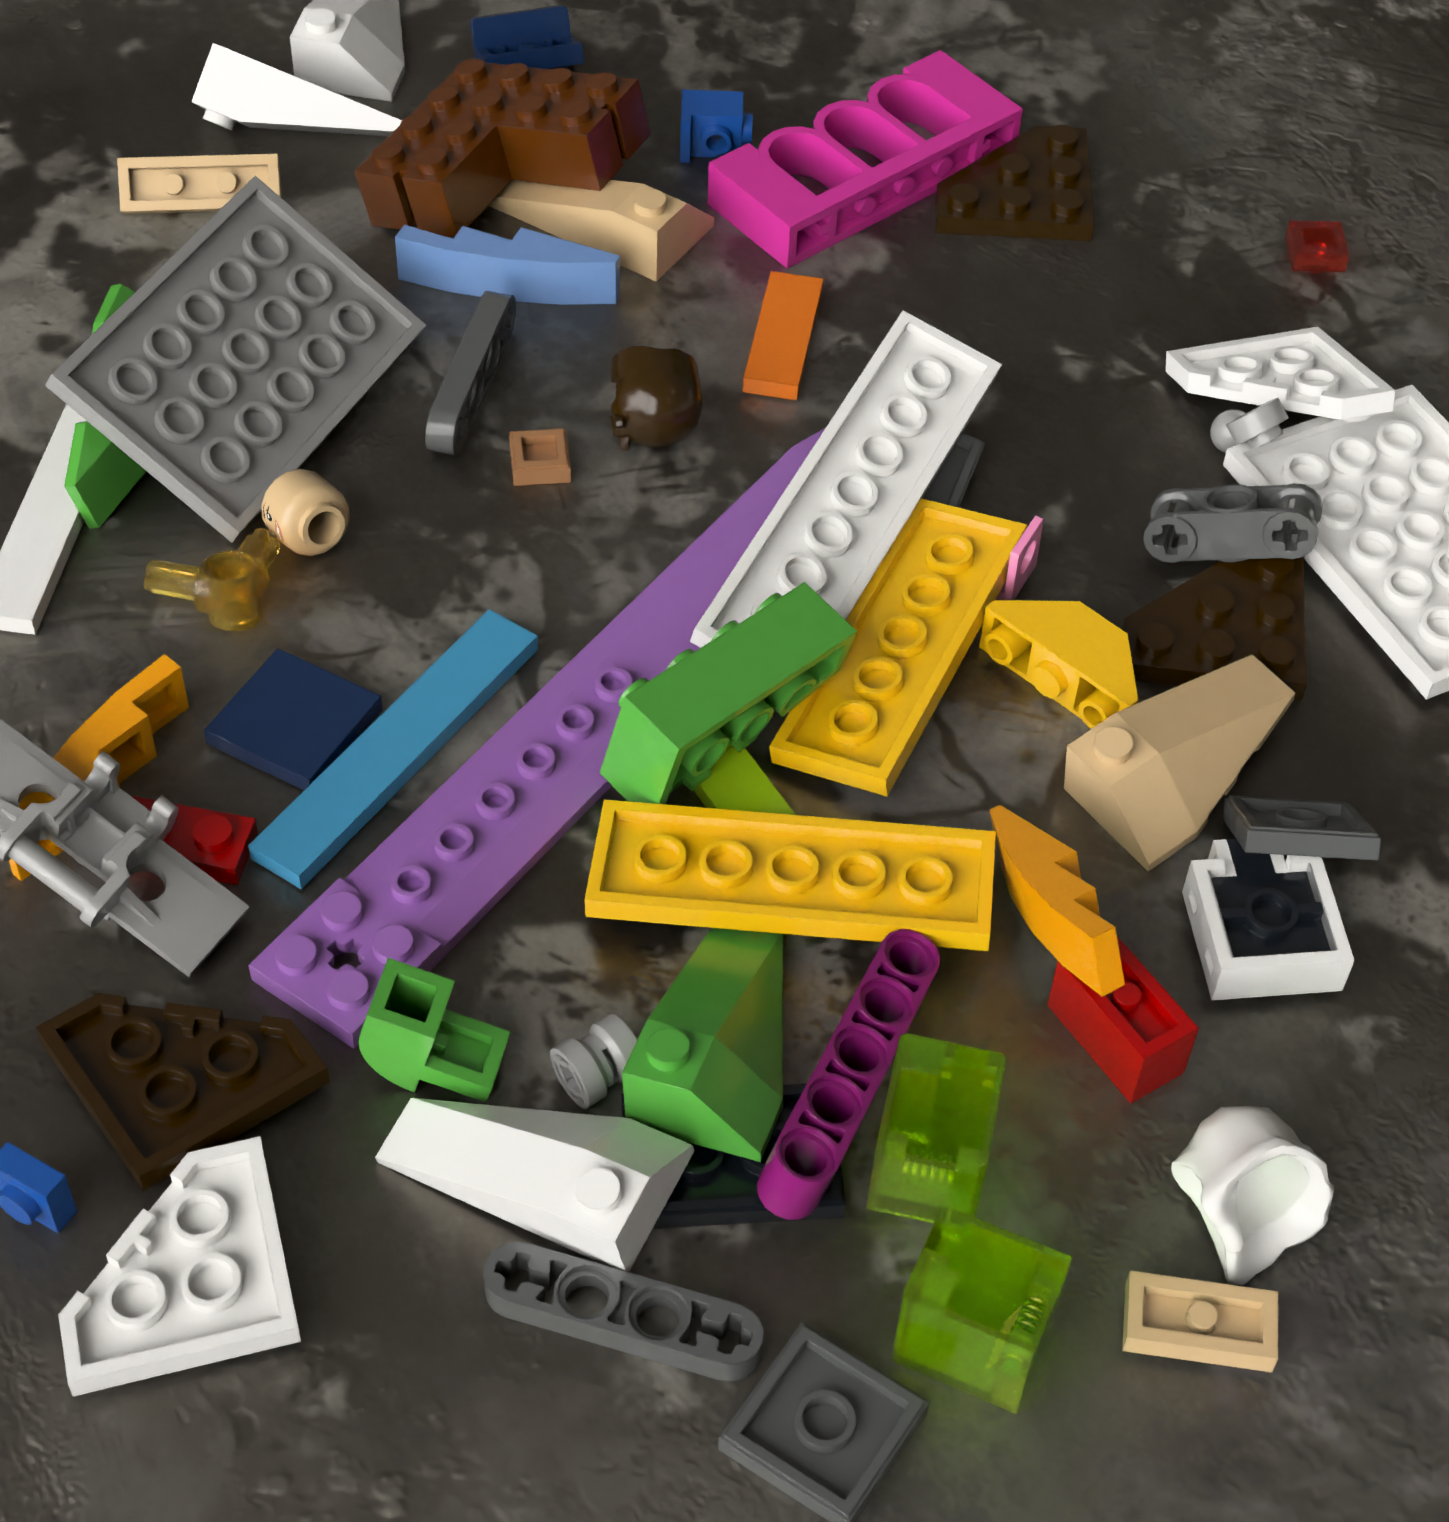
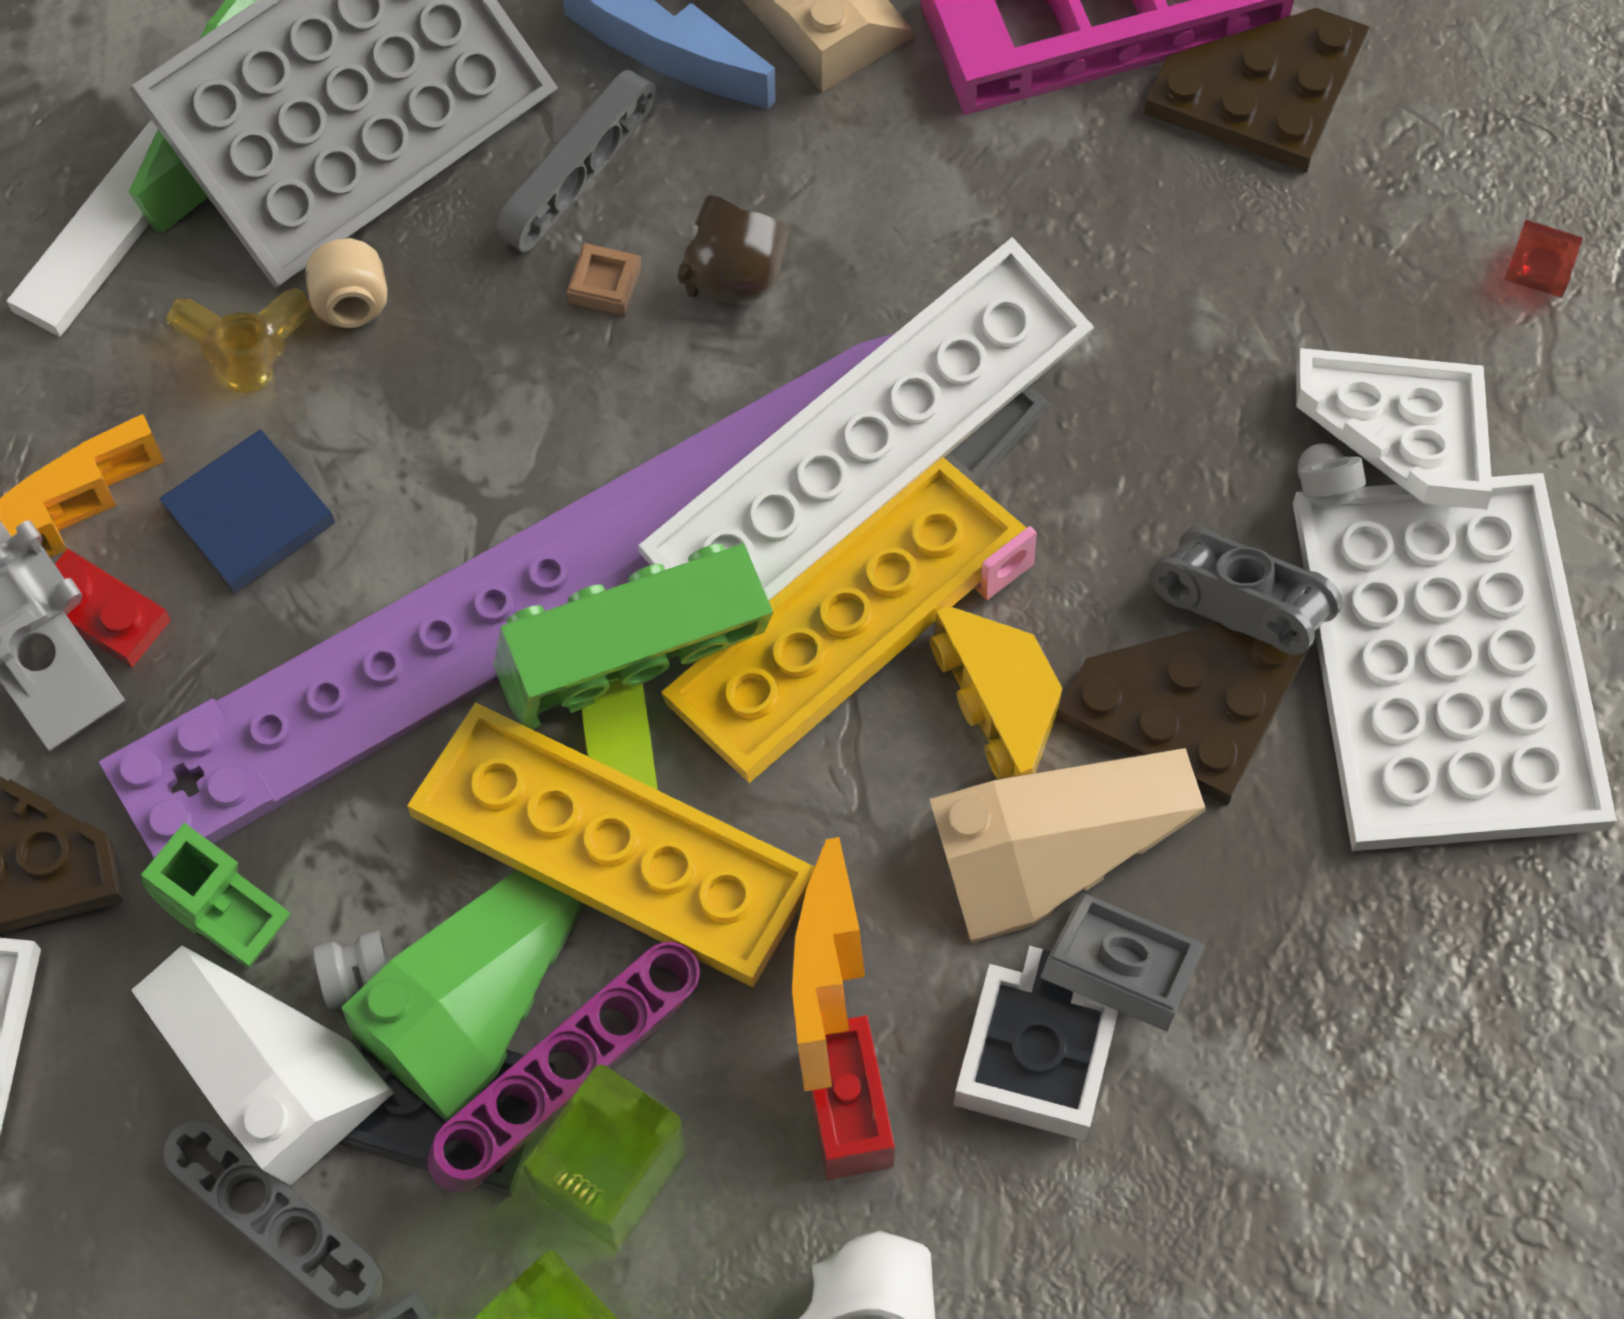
camera: 25 degrees right, 15 degrees up
(392, 749) = (327, 570): dark azure tile -> none
(783, 335) = (914, 202): orange tile -> none

